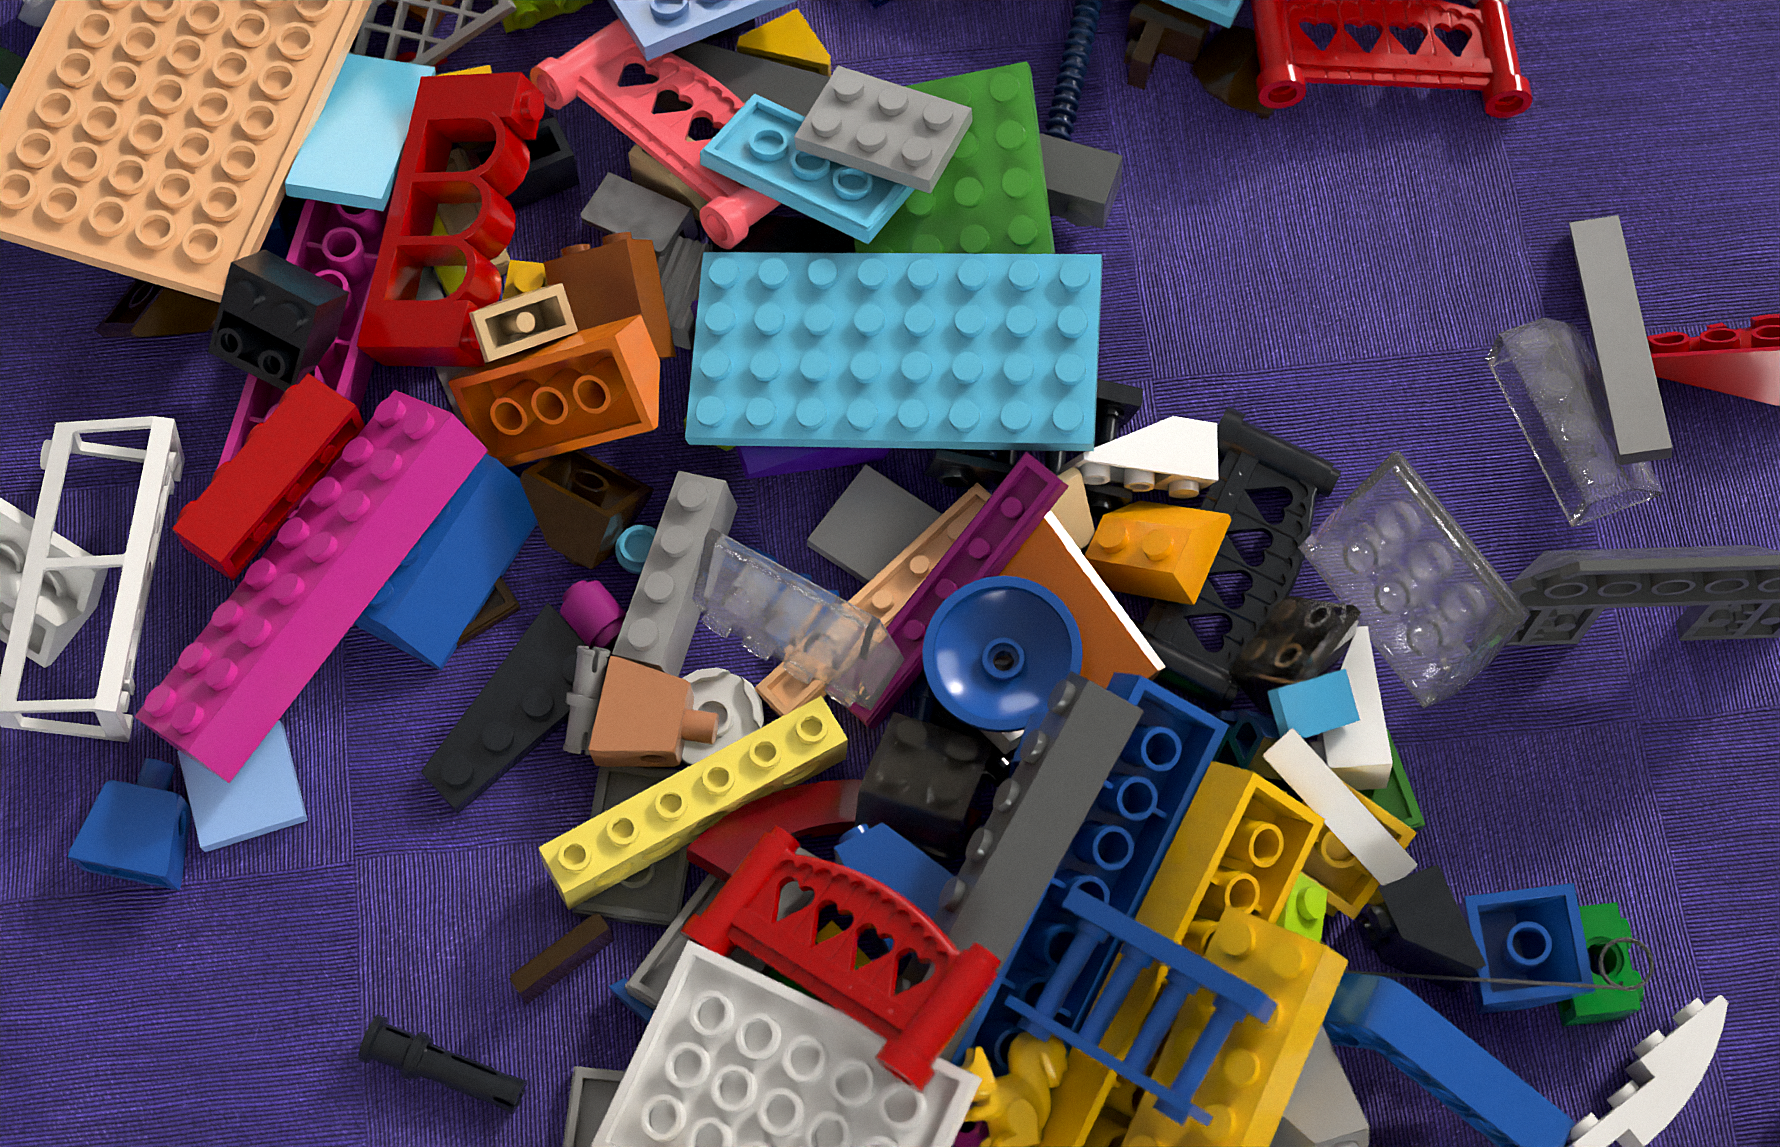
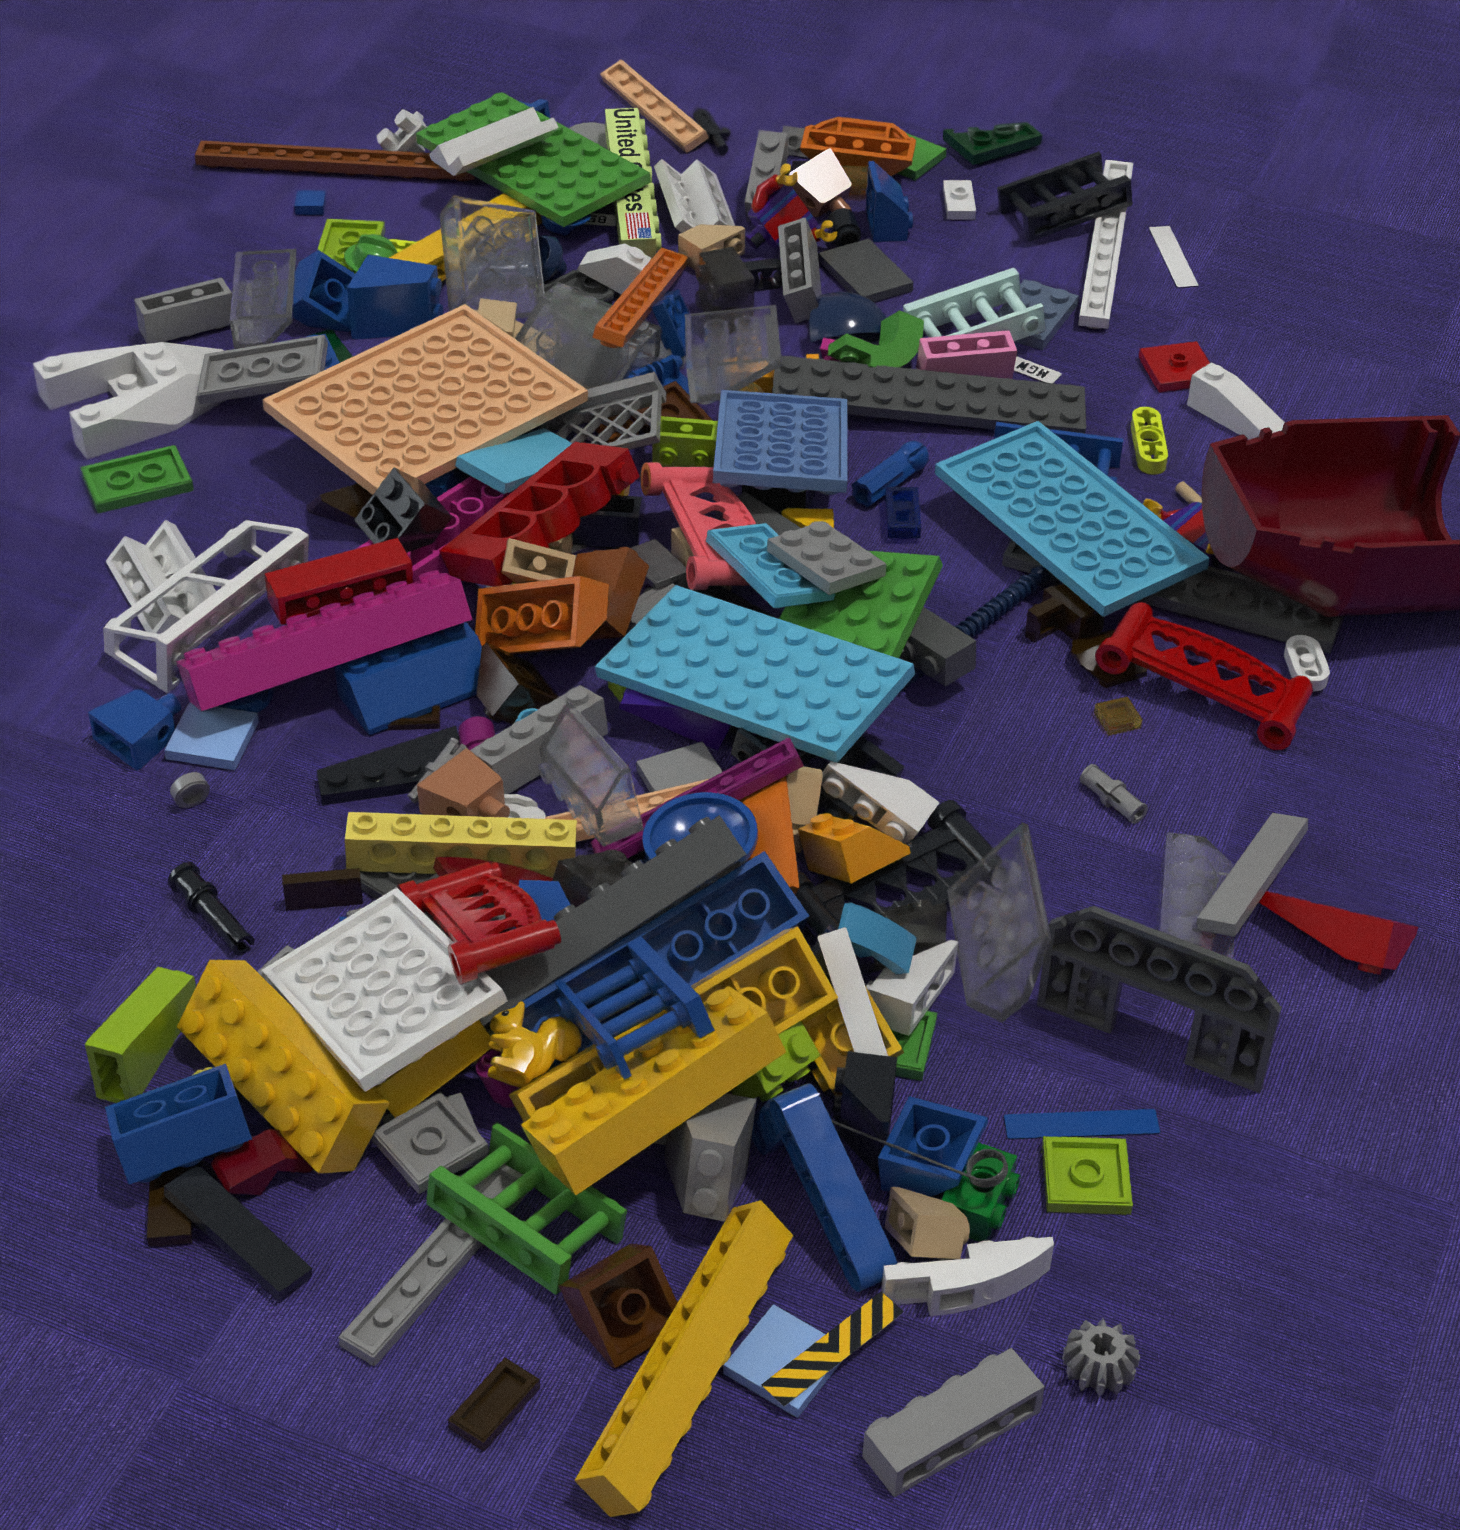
camera: 30 degrees right, 25 degrees down
(282, 896) = (189, 790): none -> light grey tile
(1311, 159) = (1118, 716): none -> clear yellow tile
(1381, 287) = (1113, 793): none -> light grey pin
(1576, 1057) = (926, 1225): none -> tan slope
(1624, 791) = (1081, 1123): none -> blue sticker
(1677, 864) = (1086, 1175): none -> lime tile

